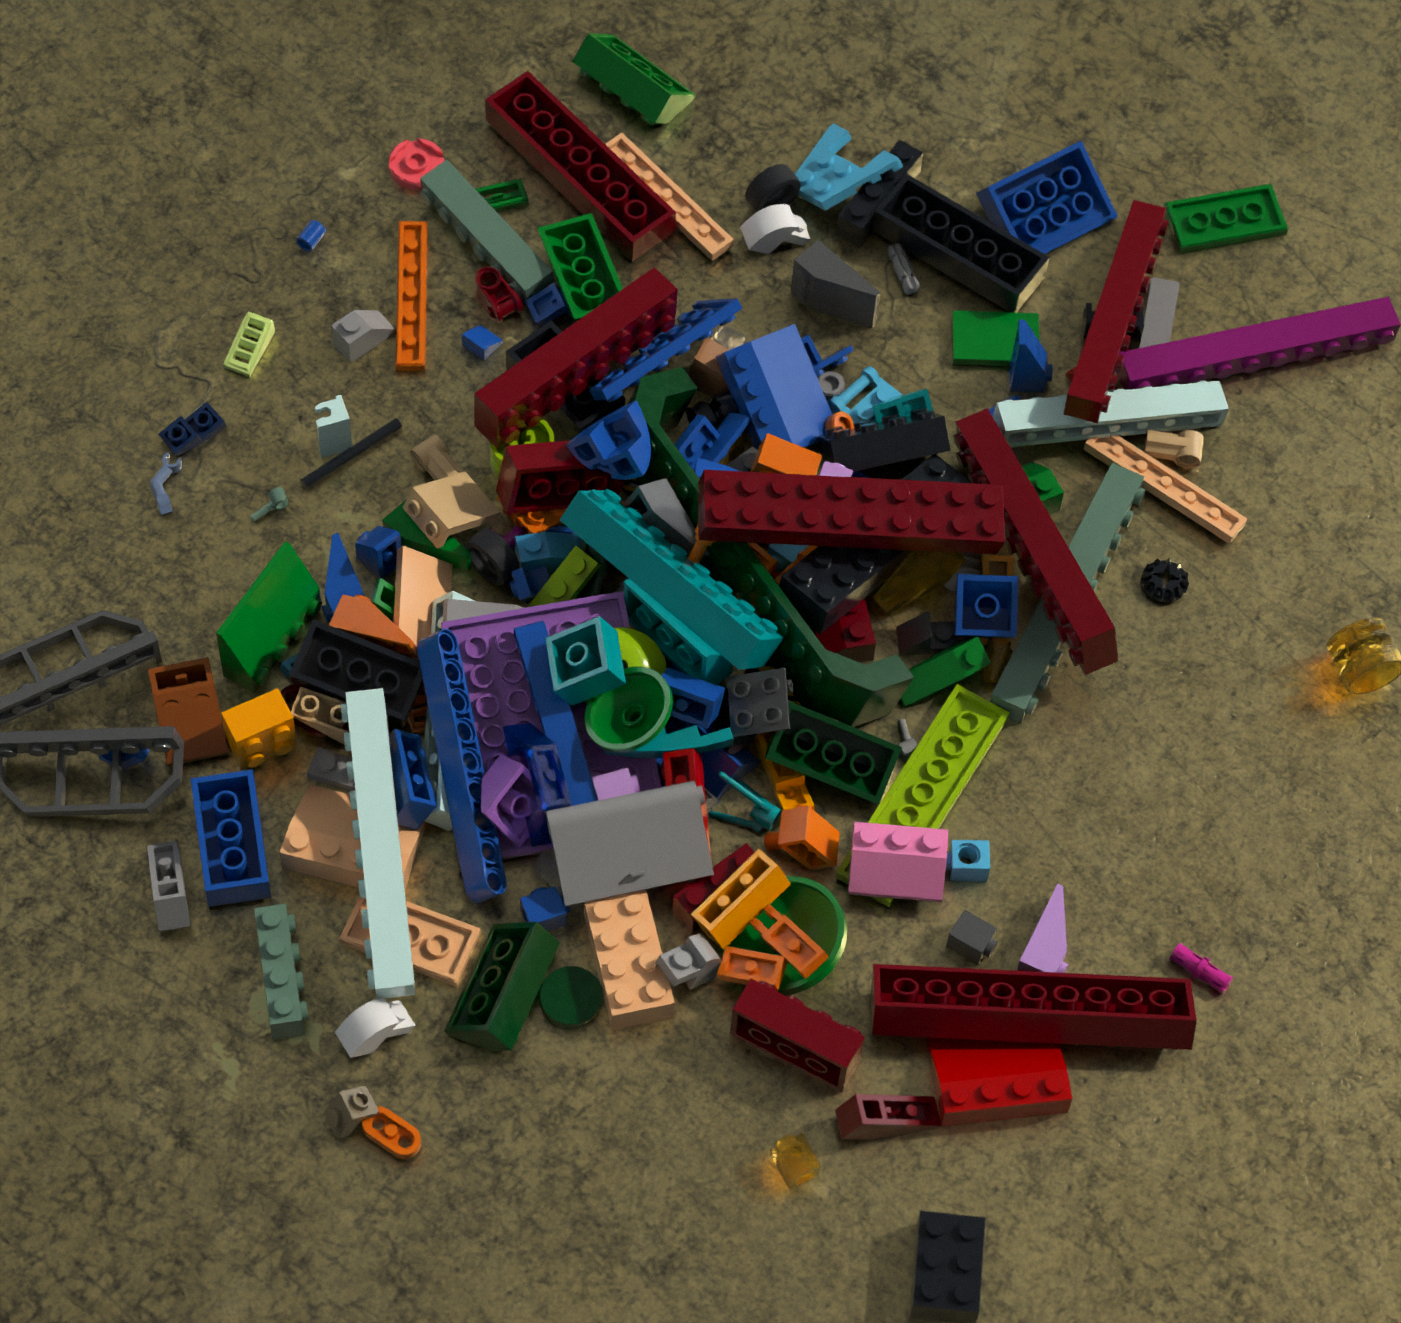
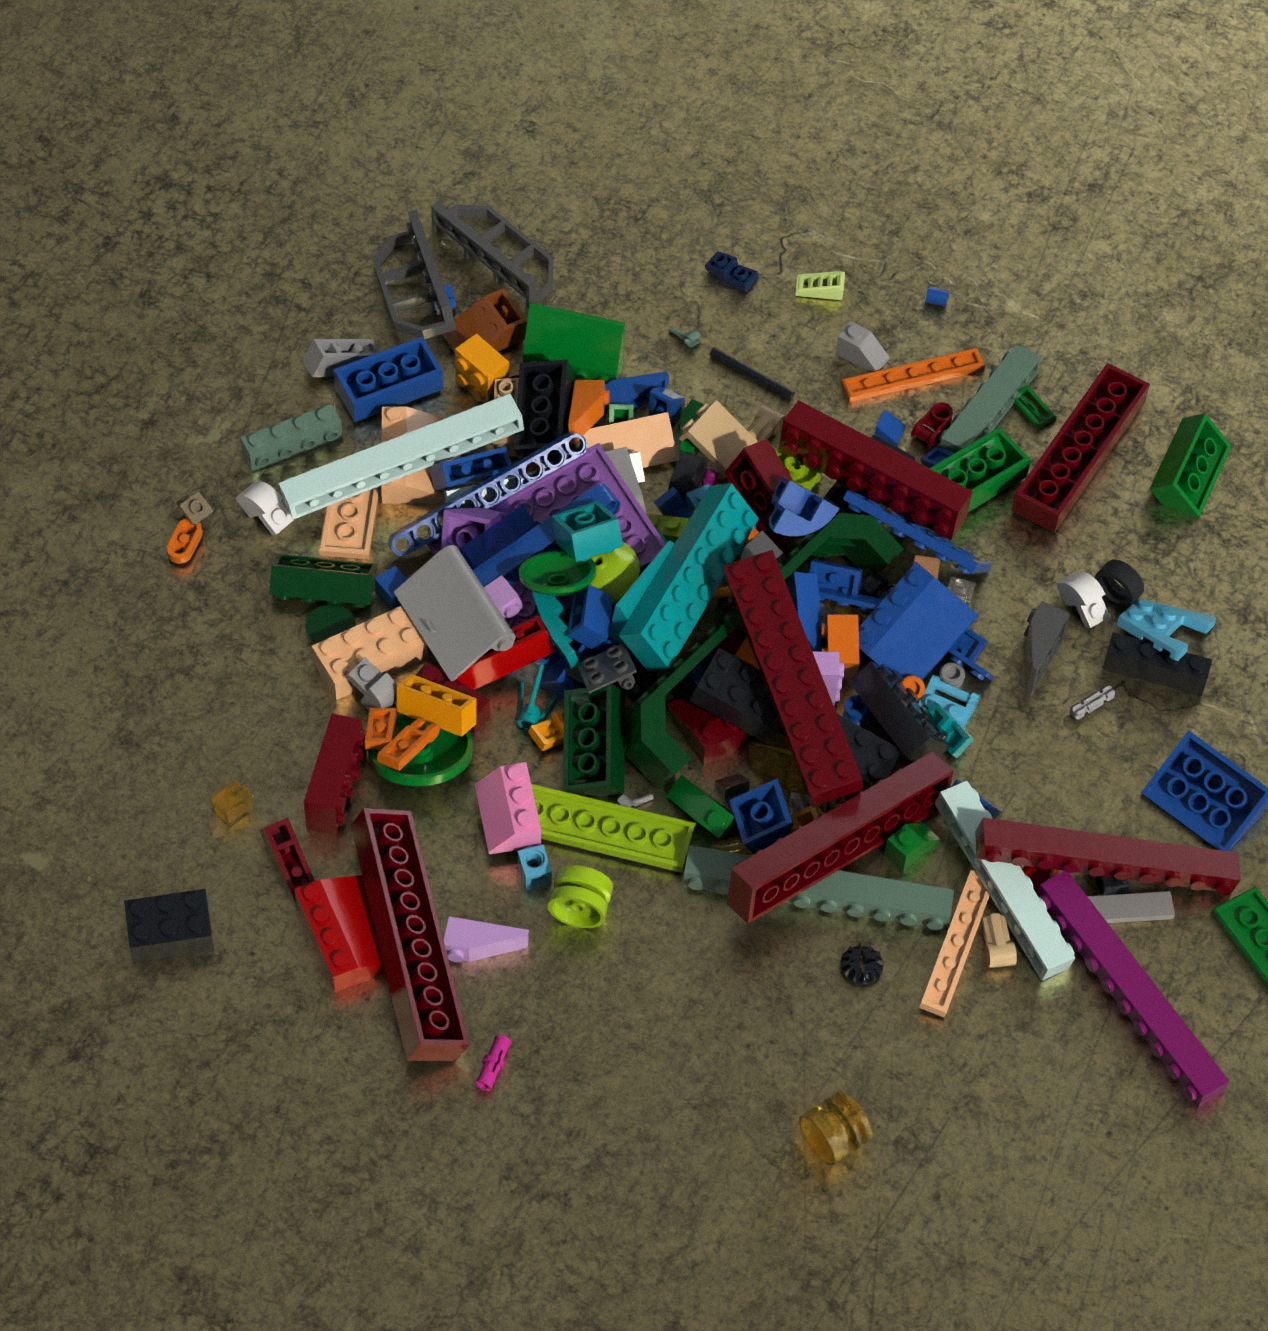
camera: 75 degrees right, 5 degrees down
(156, 483) = (663, 269): sand blue arm -> none
(334, 430) = (762, 348): light aqua hinge -> none
(412, 161) = (1042, 342): coral tile -> none
(689, 216) = (1083, 517): light nougat plate -> none
(805, 837) = (509, 739): orange brick -> none
(960, 243) = (1130, 732): black brick -> none
(972, 937) = (465, 884): dark grey brick -> none
(987, 336) = (1053, 786): green tile -> none
(1025, 817) = (580, 896): none -> lime wheel
(1028, 362) = (1028, 796): blue slope -> none

